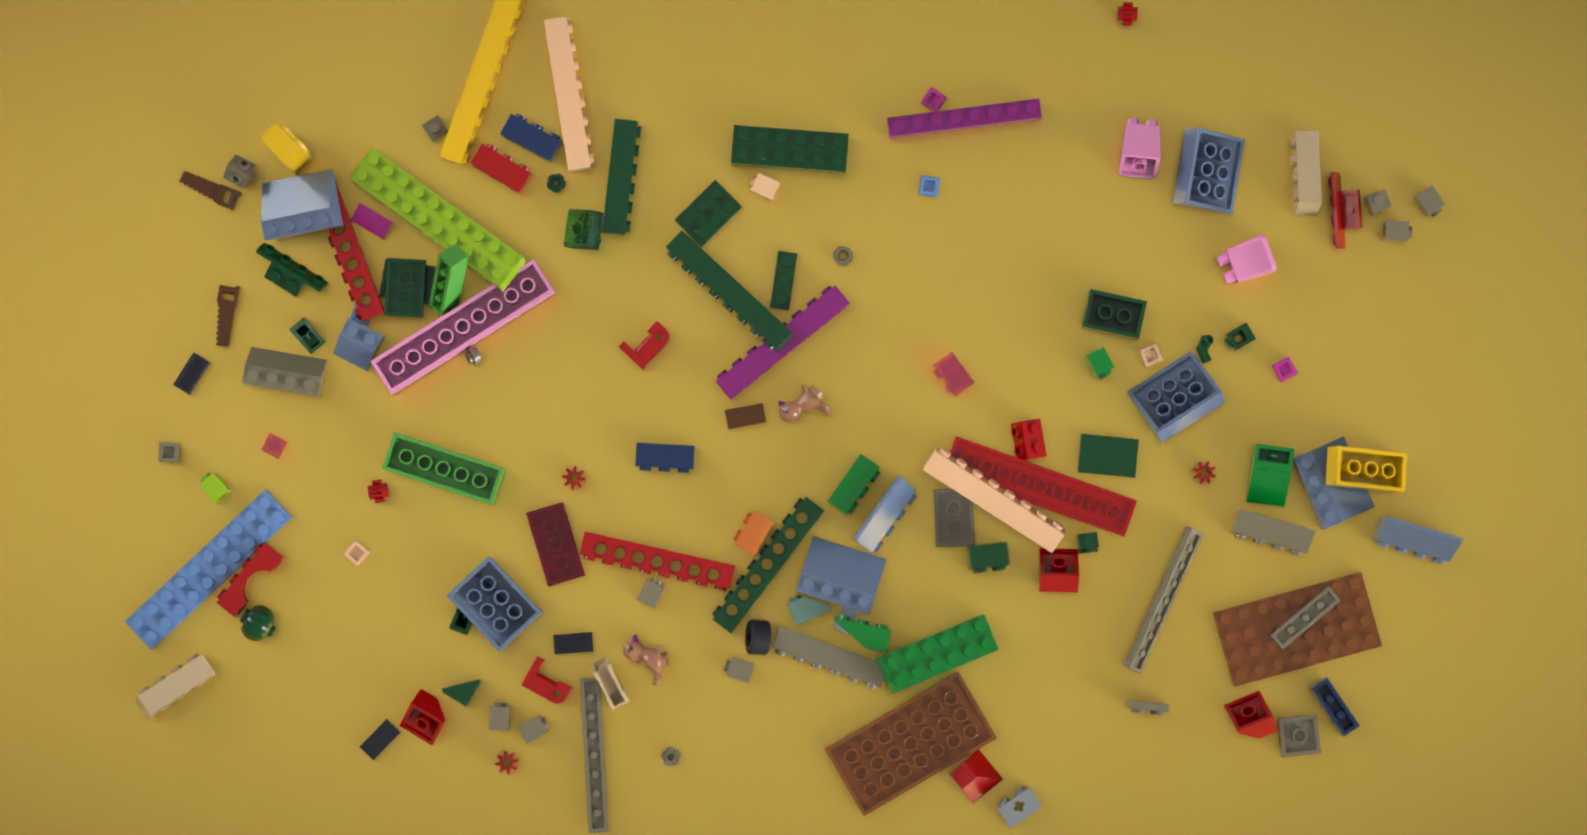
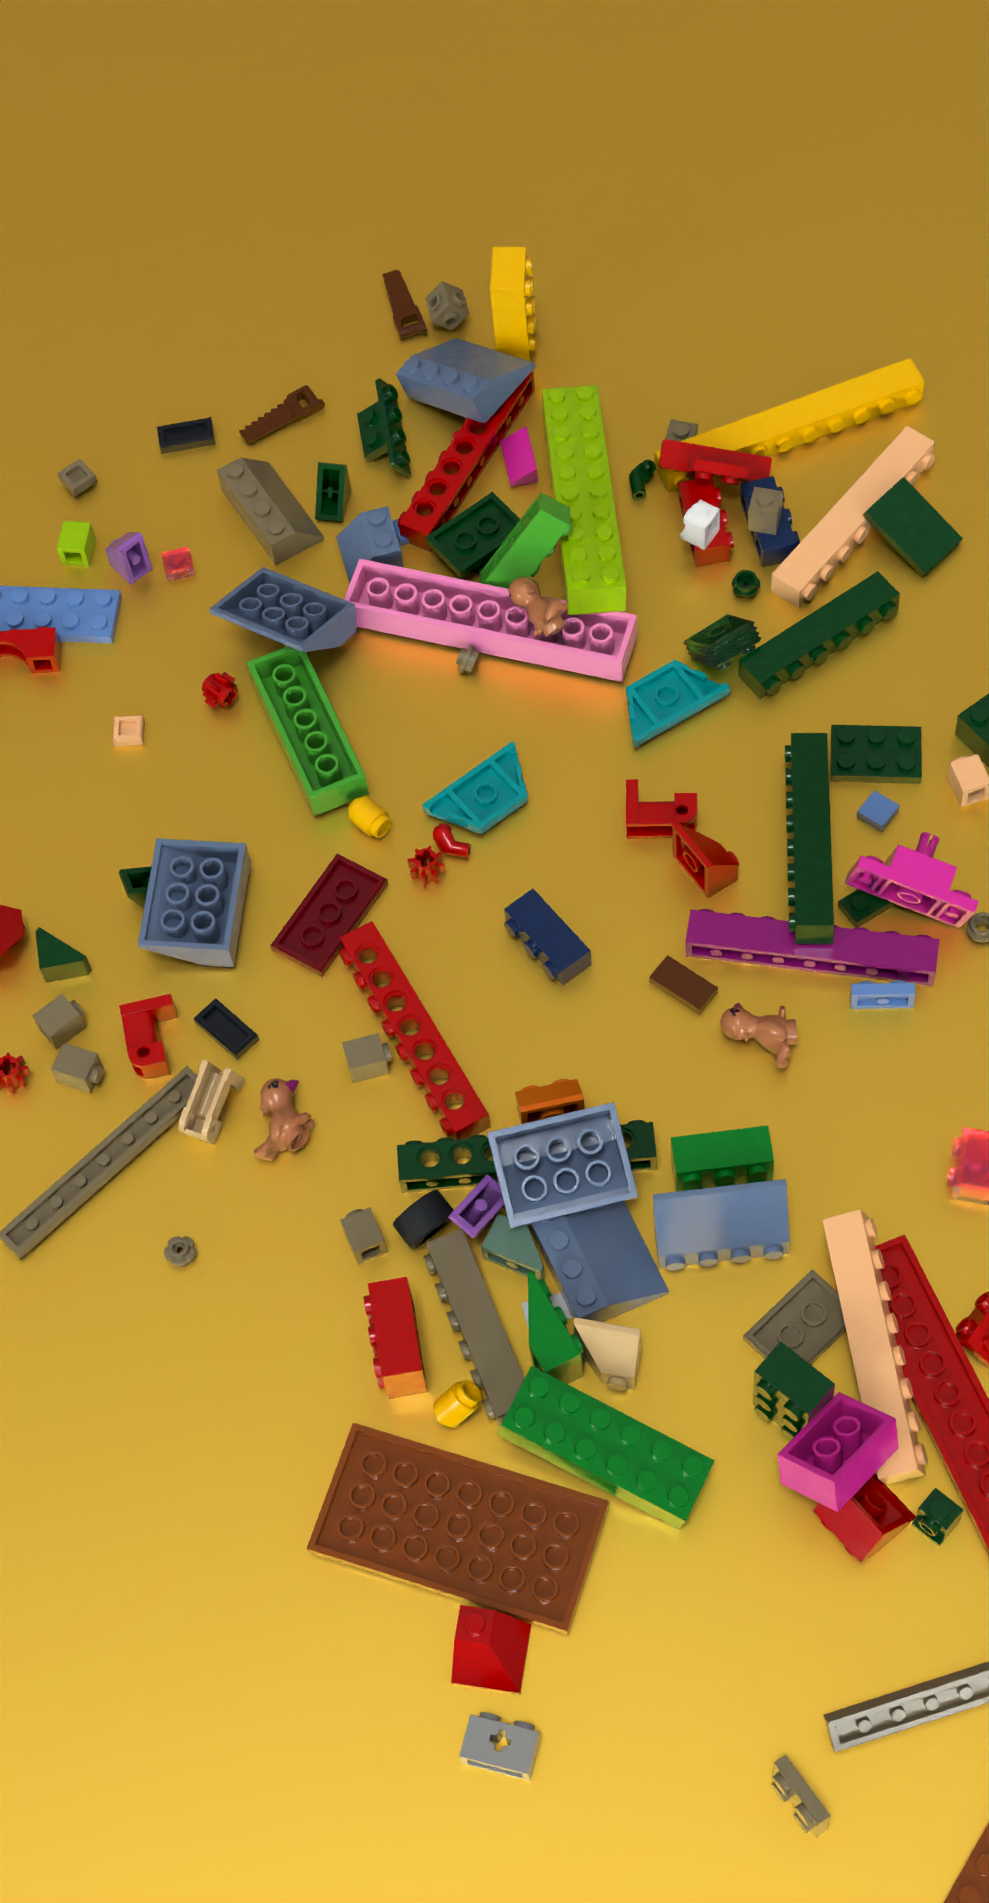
camera: 60 degrees right, 25 degrees down
(249, 468) = (129, 556): none -> medium lavender slope
(371, 426) = (288, 612): none -> sand blue slope
(441, 173) = (639, 477): none -> dark green arm
(479, 136) = (713, 462): none -> red bracket
(497, 307) = (542, 611): none -> nougat animal
(511, 180) = (701, 524): none -> white brick
(521, 481) = (369, 817): none -> yellow brick
(533, 142) = (765, 510): none -> dark tan brick
(558, 415) = (482, 794): none -> teal wing
(569, 457) = (447, 844): none -> red arm
(587, 281) = (668, 699): none -> teal wing
(603, 74) = (912, 526): none -> dark green tile
(695, 348) = (704, 859): none -> red slope
(739, 242) = (878, 810): none -> medium blue tile
(777, 610) = (479, 1207): none -> medium lavender slope
(795, 558) = (562, 1165): none -> sand blue slope
(799, 270) = (915, 882): none -> dark pink brick
(805, 699) = (395, 1338): none -> red brick
(840, 327) = (882, 995): none -> medium blue plate
(857, 697) = (457, 1403): none -> yellow brick
(897, 613) = (611, 1352): none -> tan slope
(1031, 563) = (838, 1451): none -> dark pink brick

